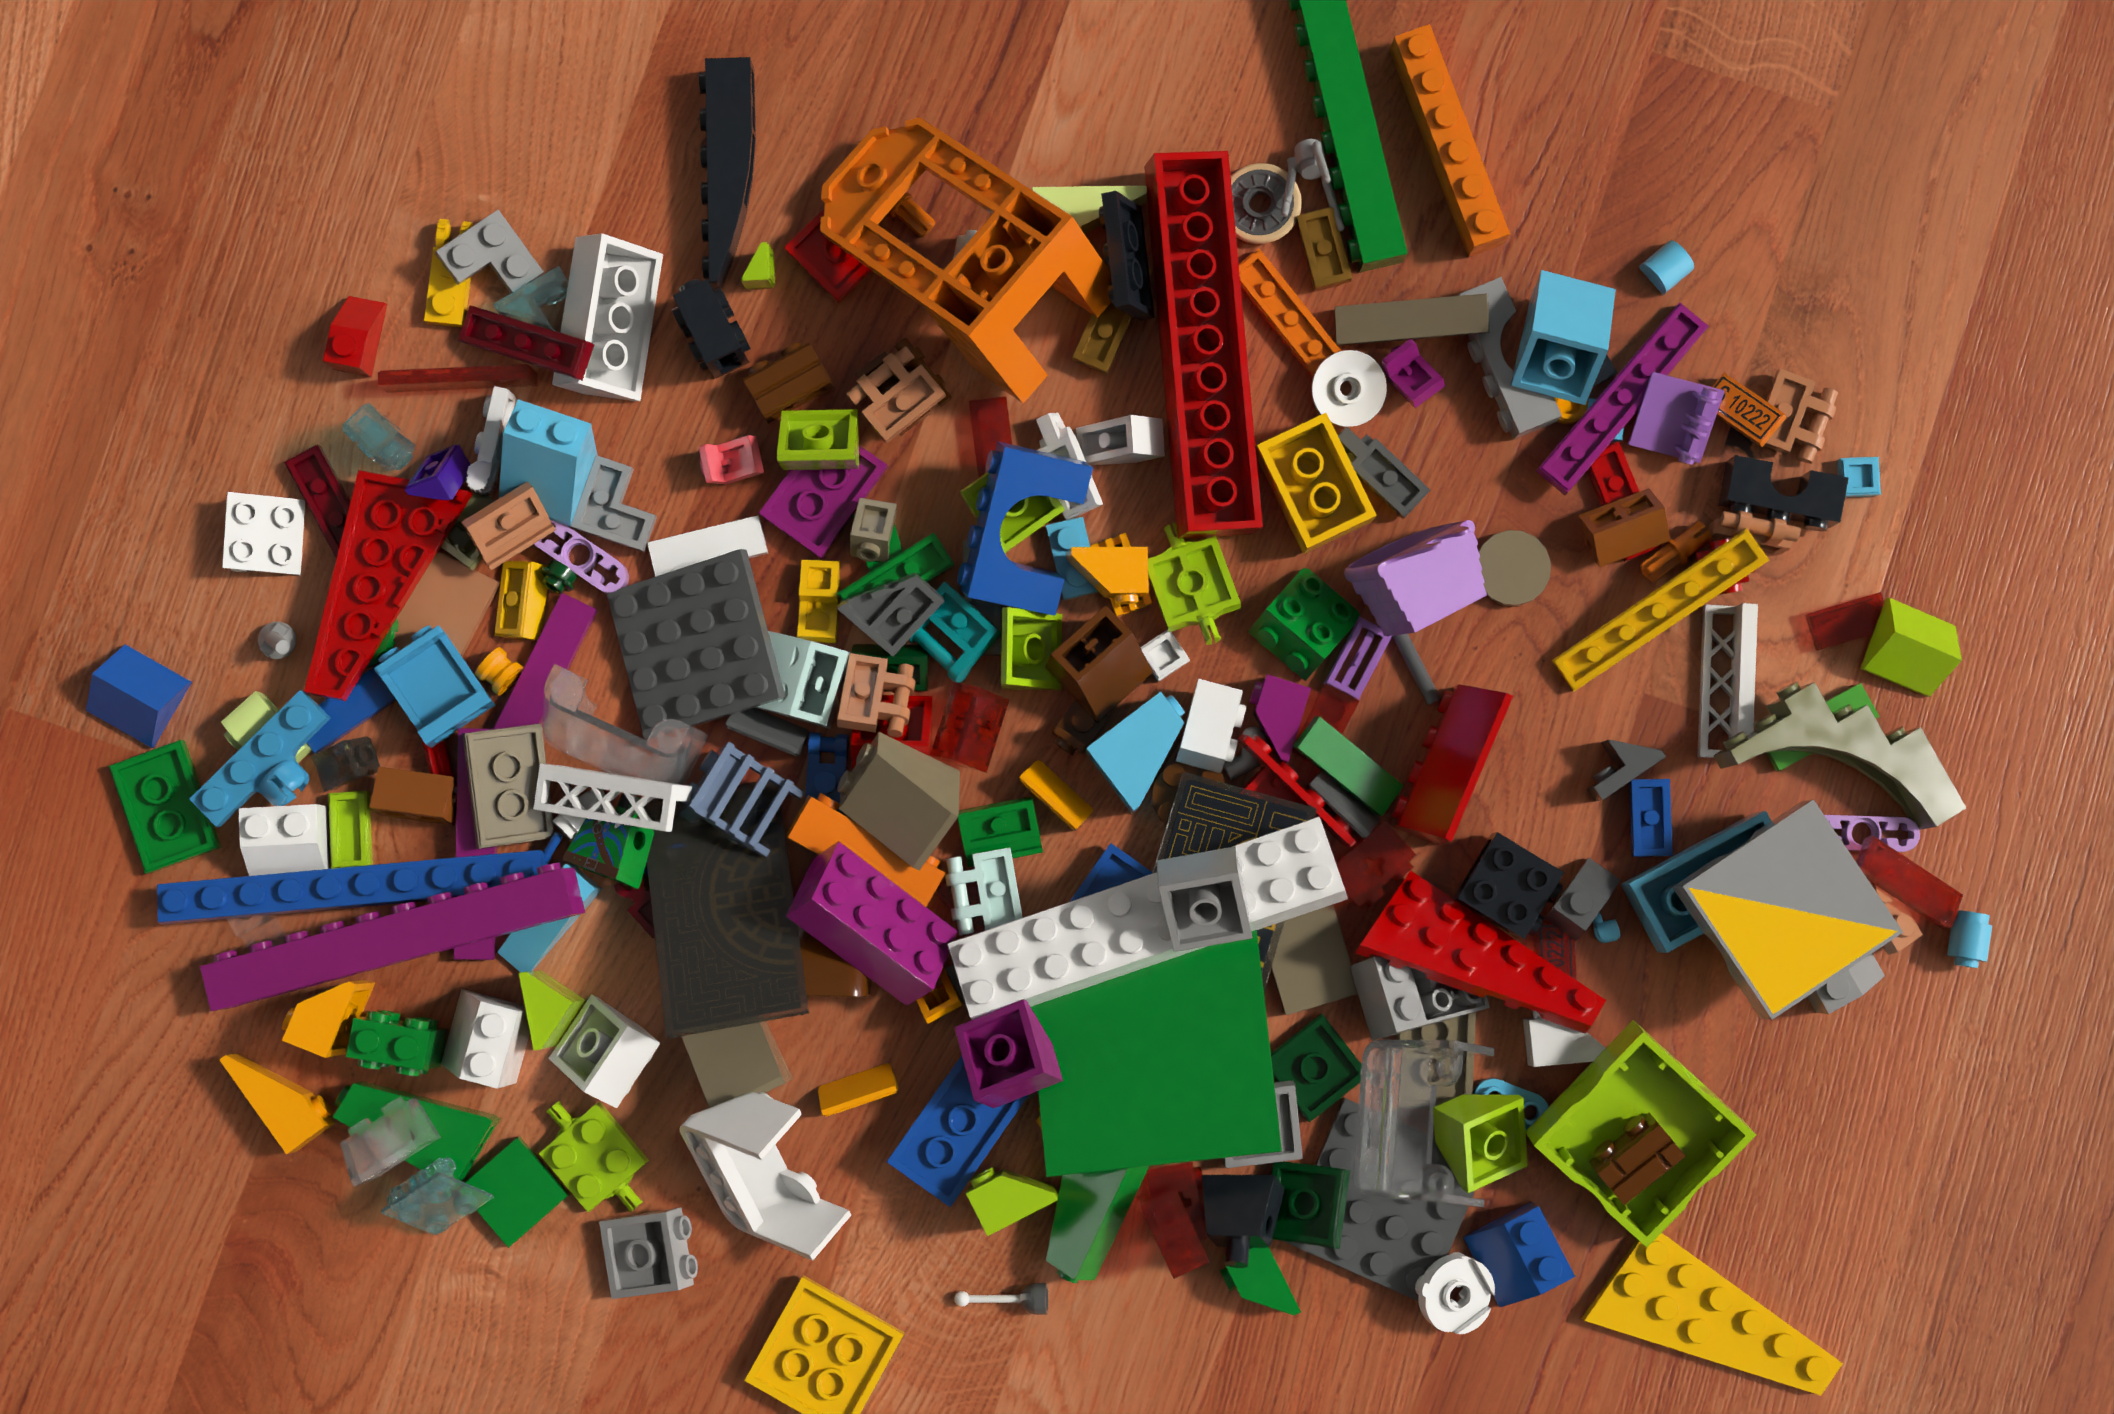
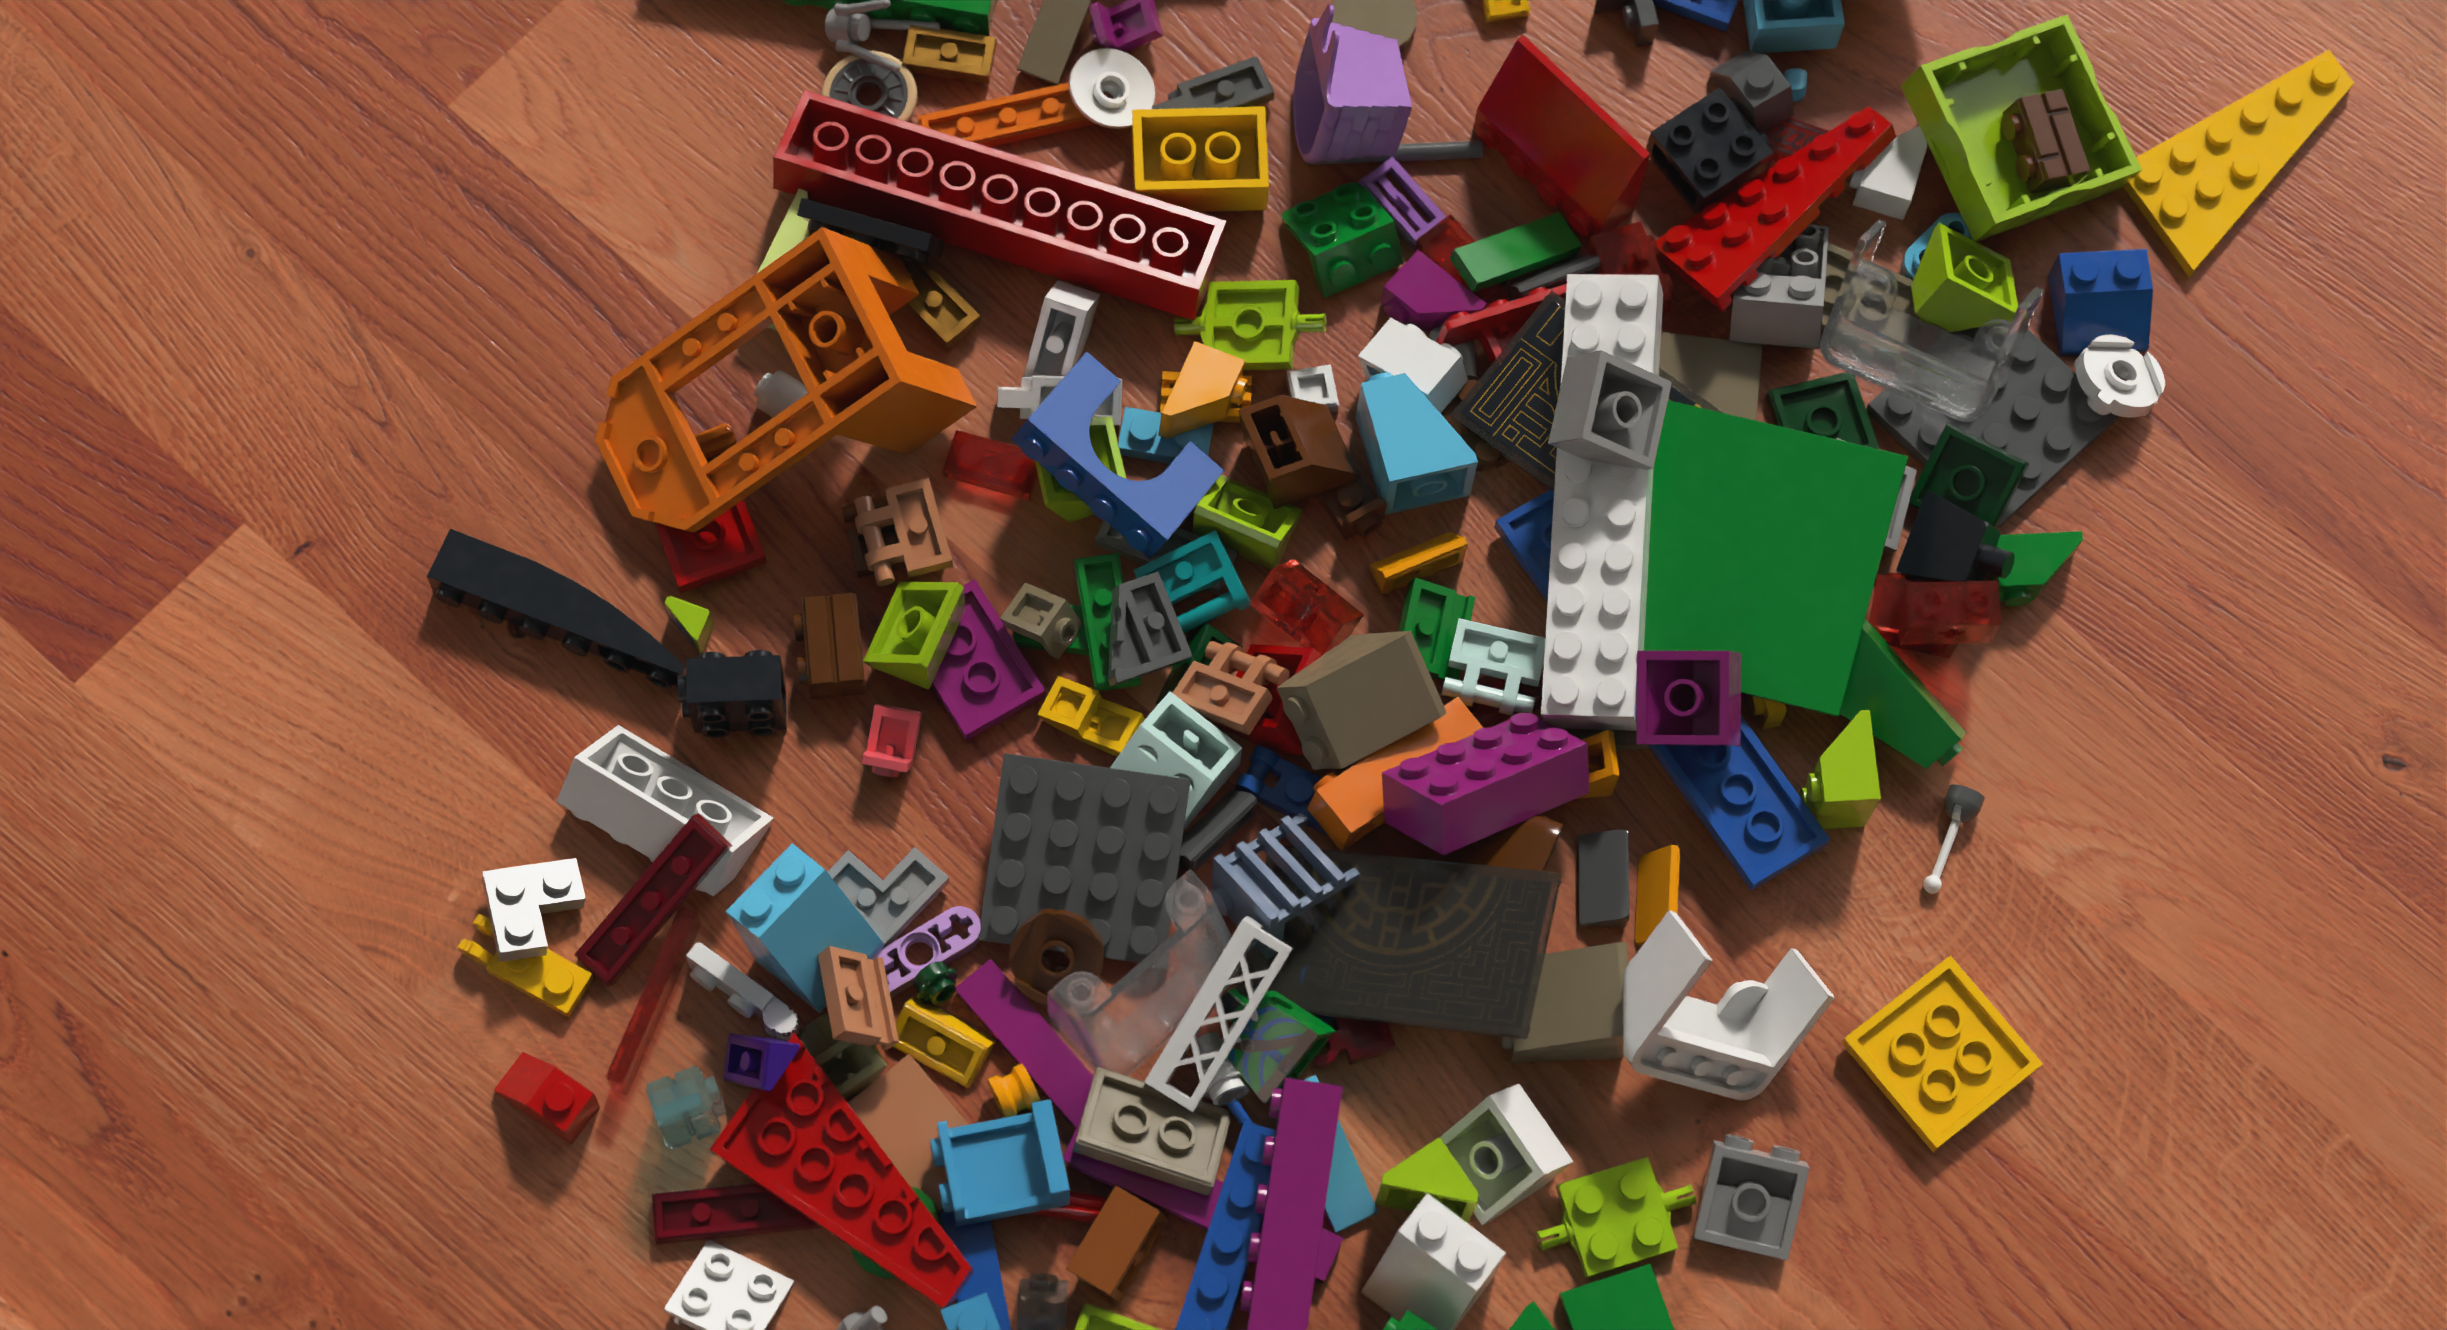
camera: 75 degrees left, 15 degrees down
(527, 301) = (605, 886): clear light blue slope -> none
(628, 657) = (1048, 930): none -> reddish brown plate
(703, 544) = (974, 812): white tile -> none
(855, 1042) = (1603, 879): none -> dark grey slope

